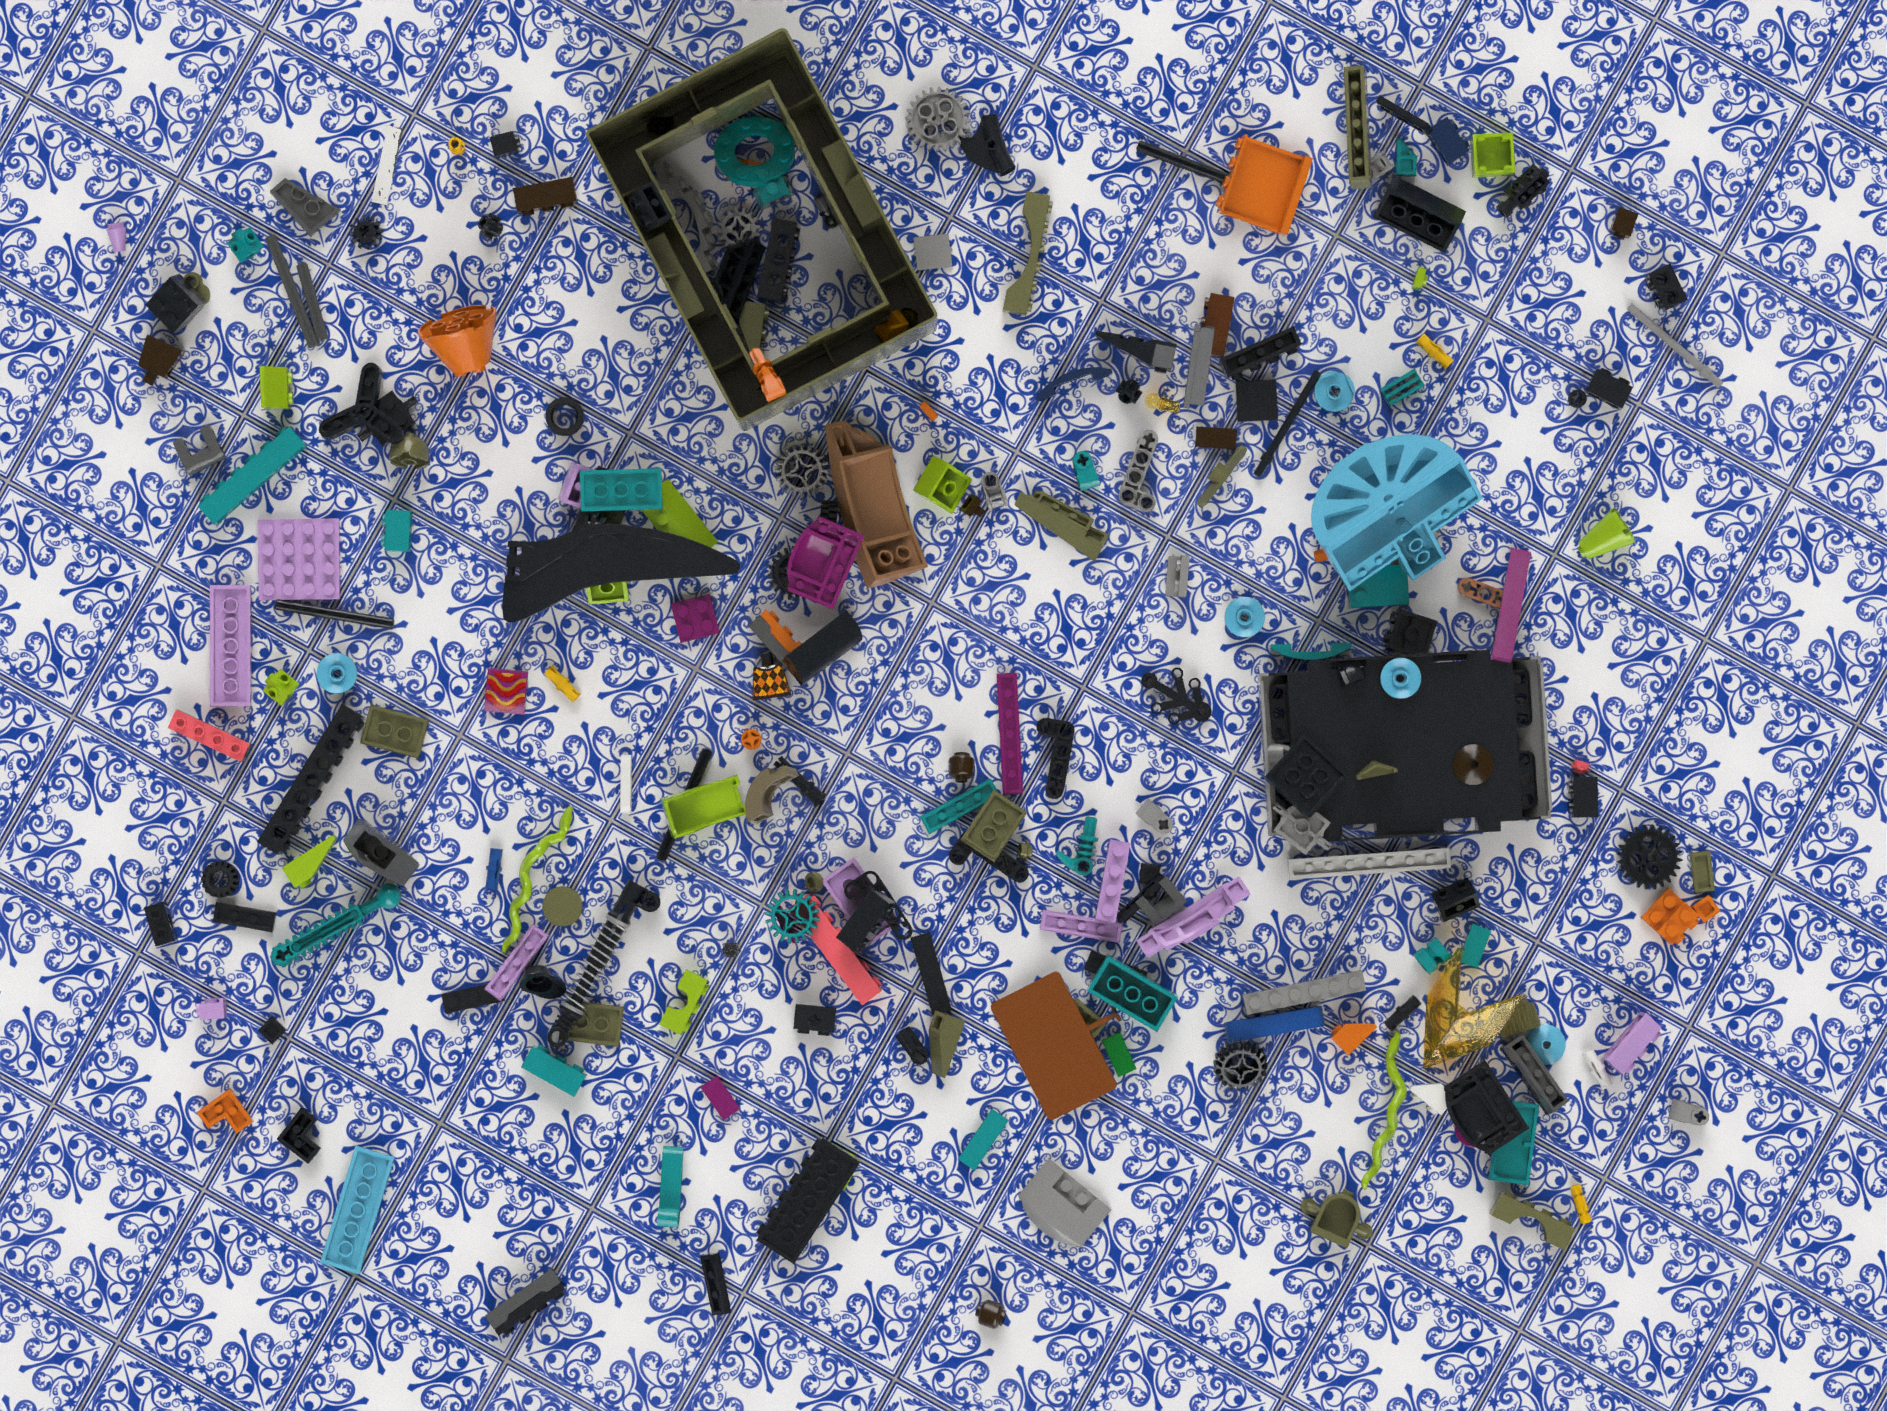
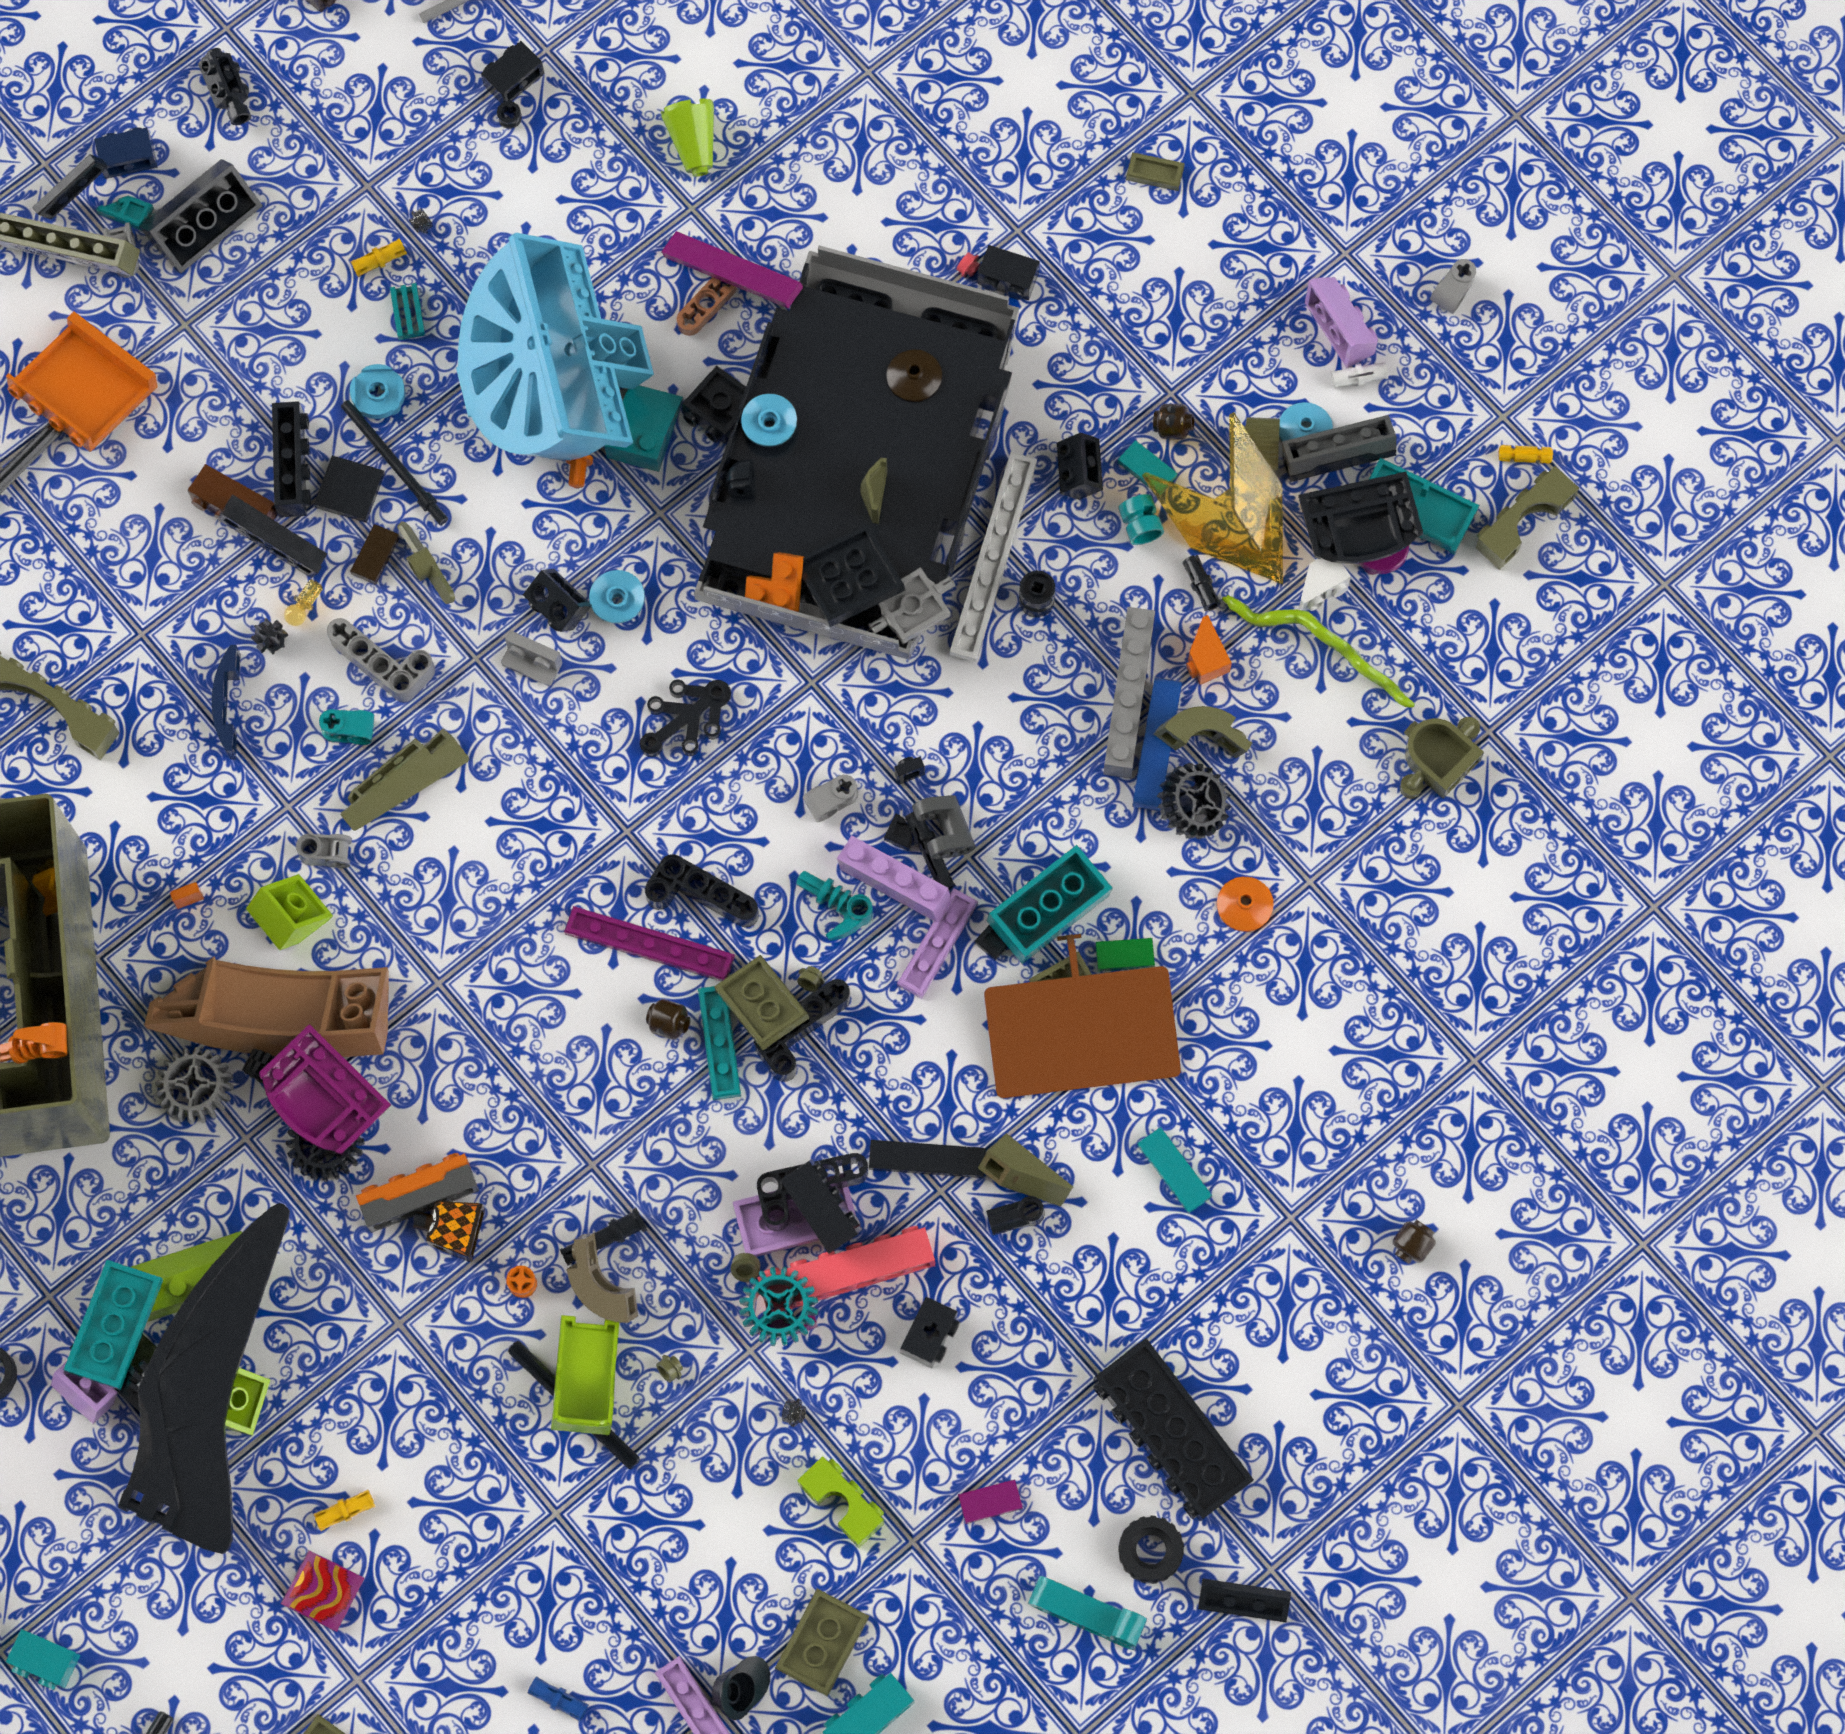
camera: 65 degrees left, 15 degrees down
(538, 851) = (557, 1624): lime animal -> none
(562, 906) = (646, 1622): olive tile -> none
(599, 957) = (733, 1592): black piece -> none
(626, 784) = (514, 1472): white beam -> none
(695, 618) = (330, 1298): magenta plate -> none
(726, 1197) = (1151, 1572): none -> black tyre
(730, 858) = (669, 1368): none -> olive plate
(823, 648) = (437, 1137): black brick -> none
(972, 506) = (333, 883): dark brown tile -> none
(1062, 1205) = (1299, 1099): light grey slope -> none
(1153, 353) = (234, 590): black wedge -> none
(1182, 1111) = (1240, 916): none -> orange dish
(1194, 919) = (982, 791): lavender piece -> none
(1195, 862) = (909, 769): none -> black plate
(1229, 579) = (560, 594): none -> black brick
(1280, 732) = (785, 585): none -> orange plate
(1291, 1040) = (1204, 722): none -> olive arch
(1335, 649) = (682, 561): teal slope -> none
(1351, 904) = (1037, 593): none -> black wheel
(1420, 279) = (280, 242): lime plate -> none
(1472, 369) = (420, 221): none -> clear smoke plate
(1492, 155) = (166, 106): lime container -> none
(1513, 952) = (1173, 421): none -> dark brown head
(1634, 845) = (1093, 234): black gear -> none
(1670, 917) = (1199, 225): orange plate -> none
(1706, 908) = (1203, 182): orange tile -> none

